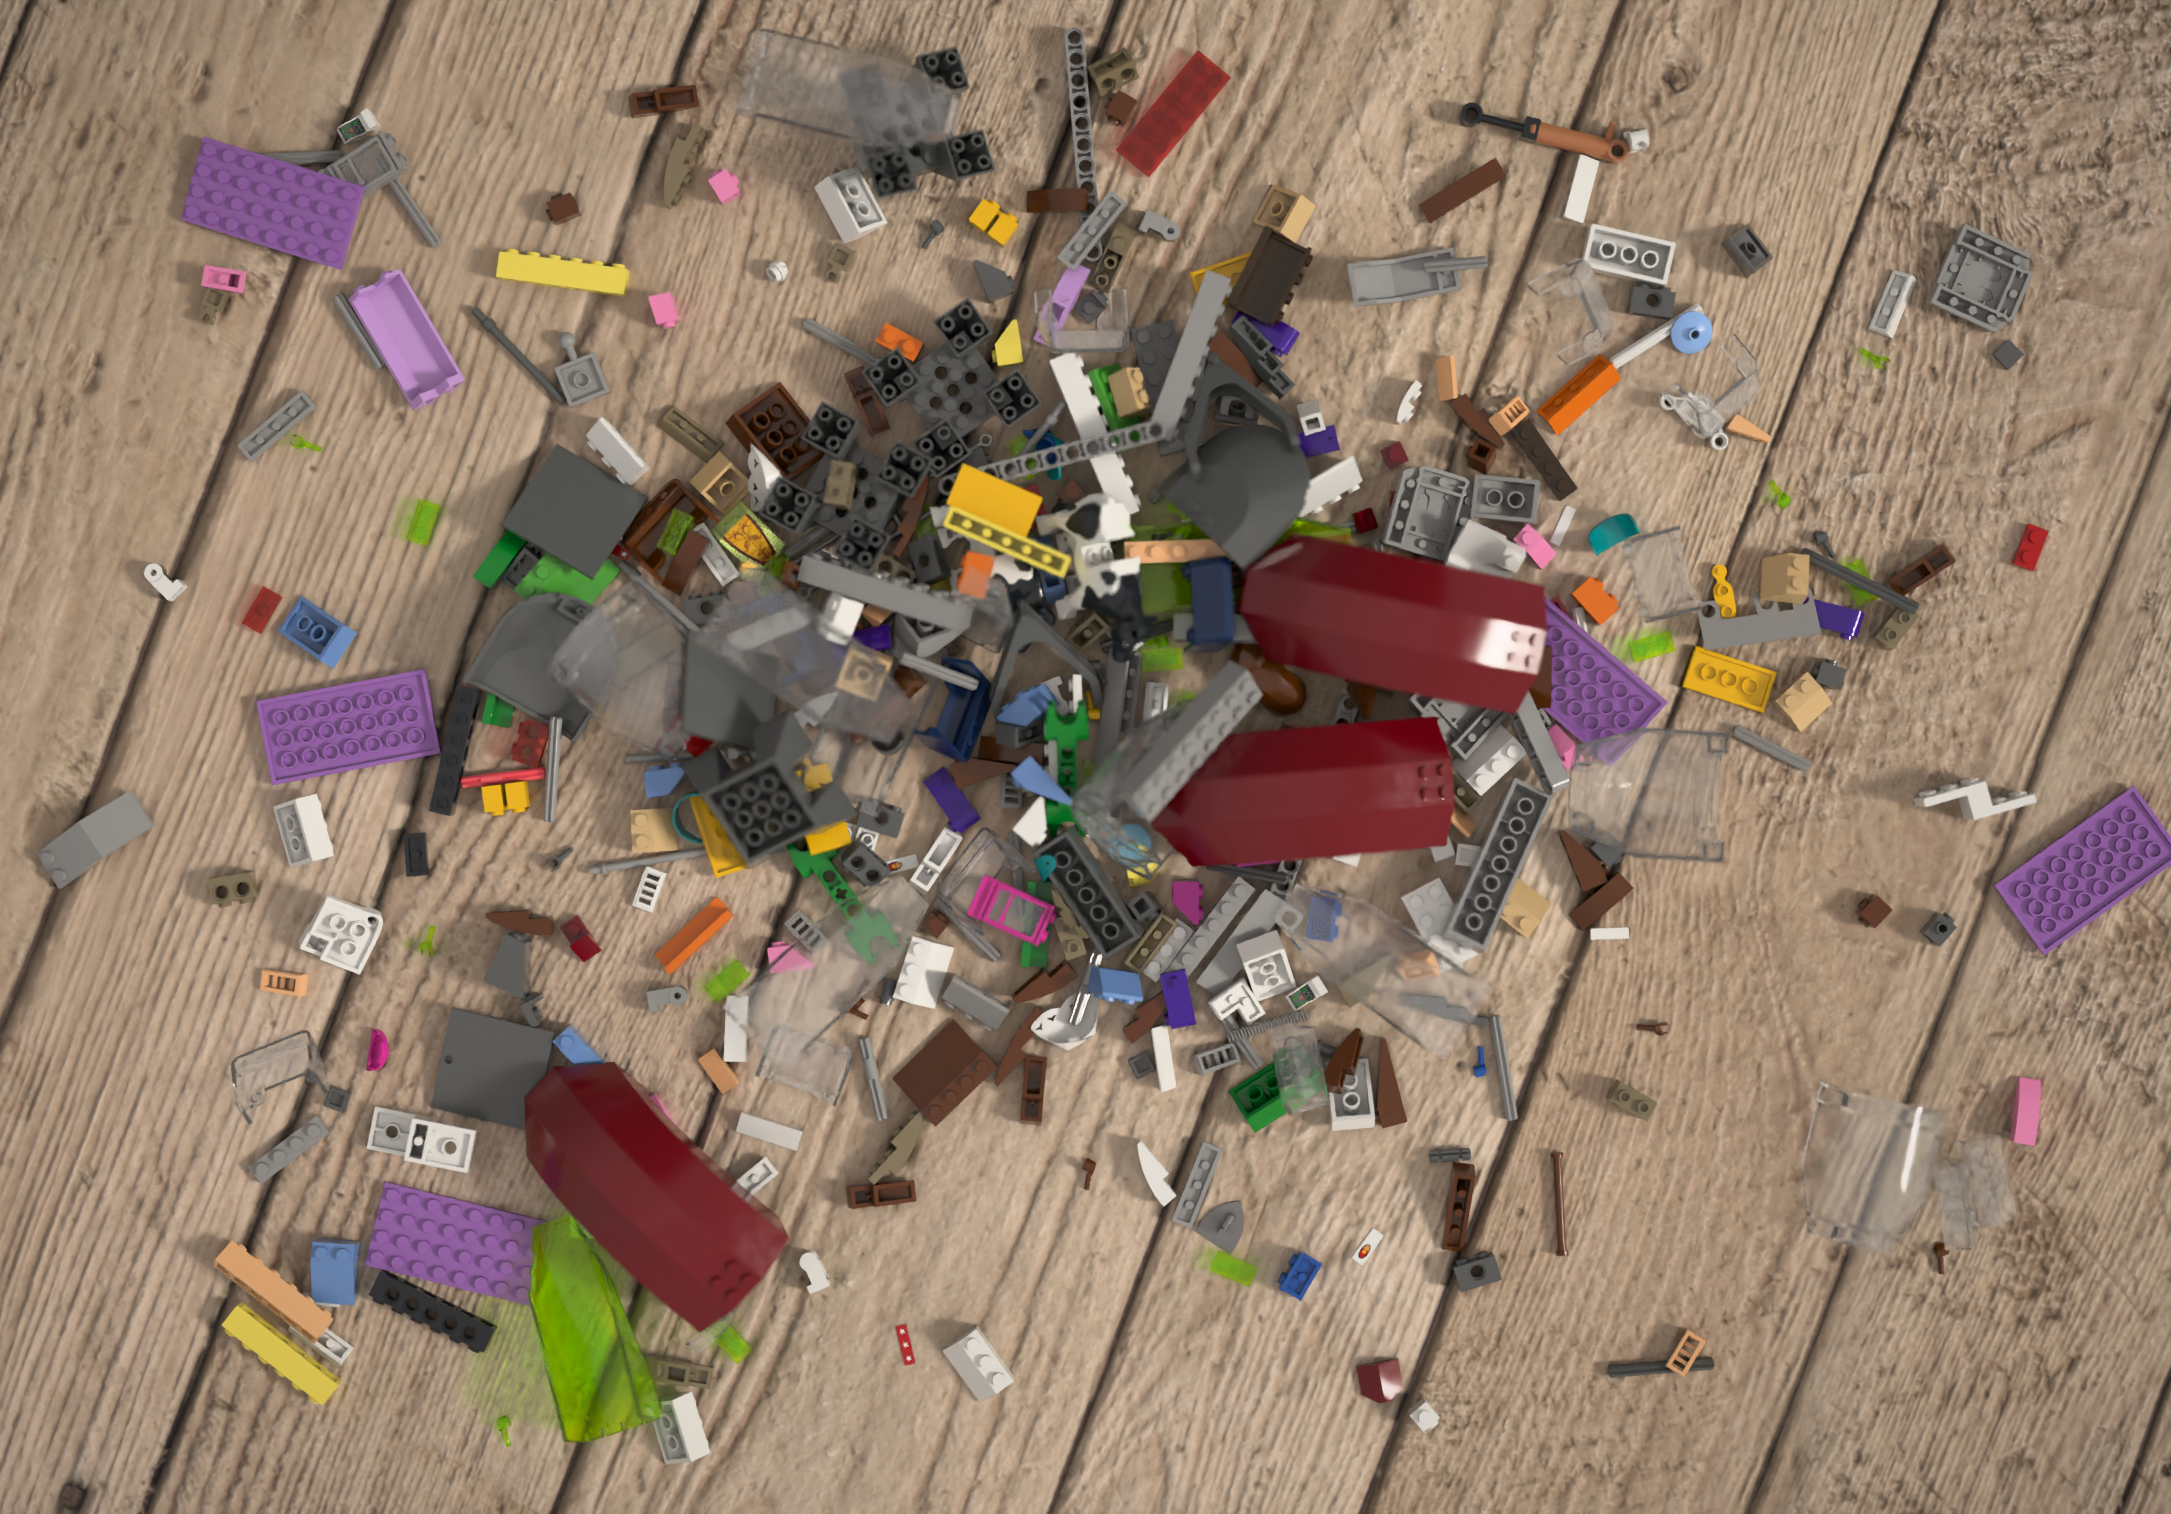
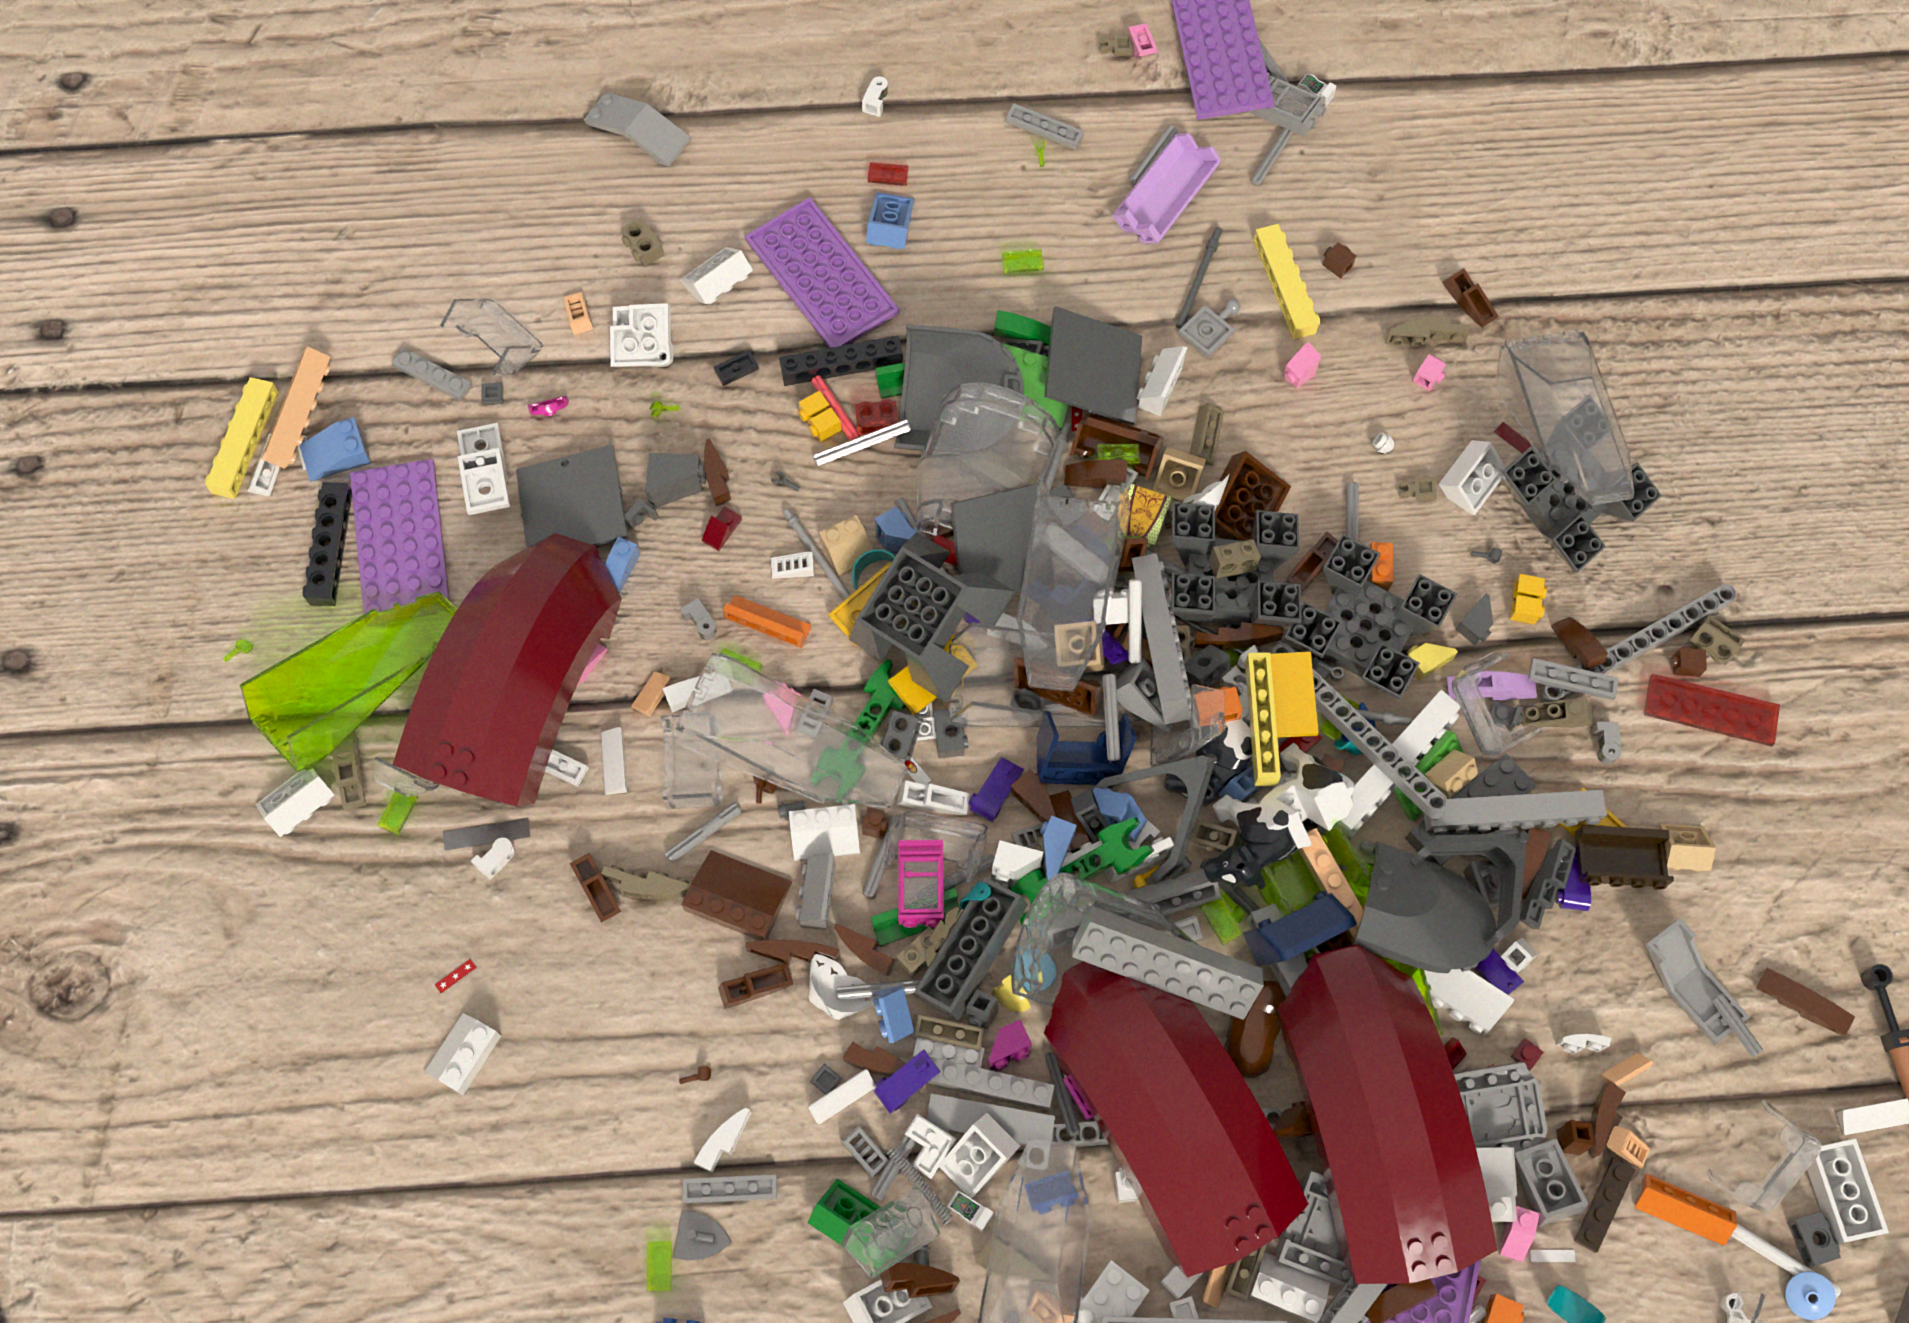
camera: 60 degrees right, 20 degrees down
(786, 1270) = (486, 834): none -> flat silver sticker
(817, 144) = (1512, 437): none -> dark red sticker
(862, 610) = (1135, 596): none -> white axle

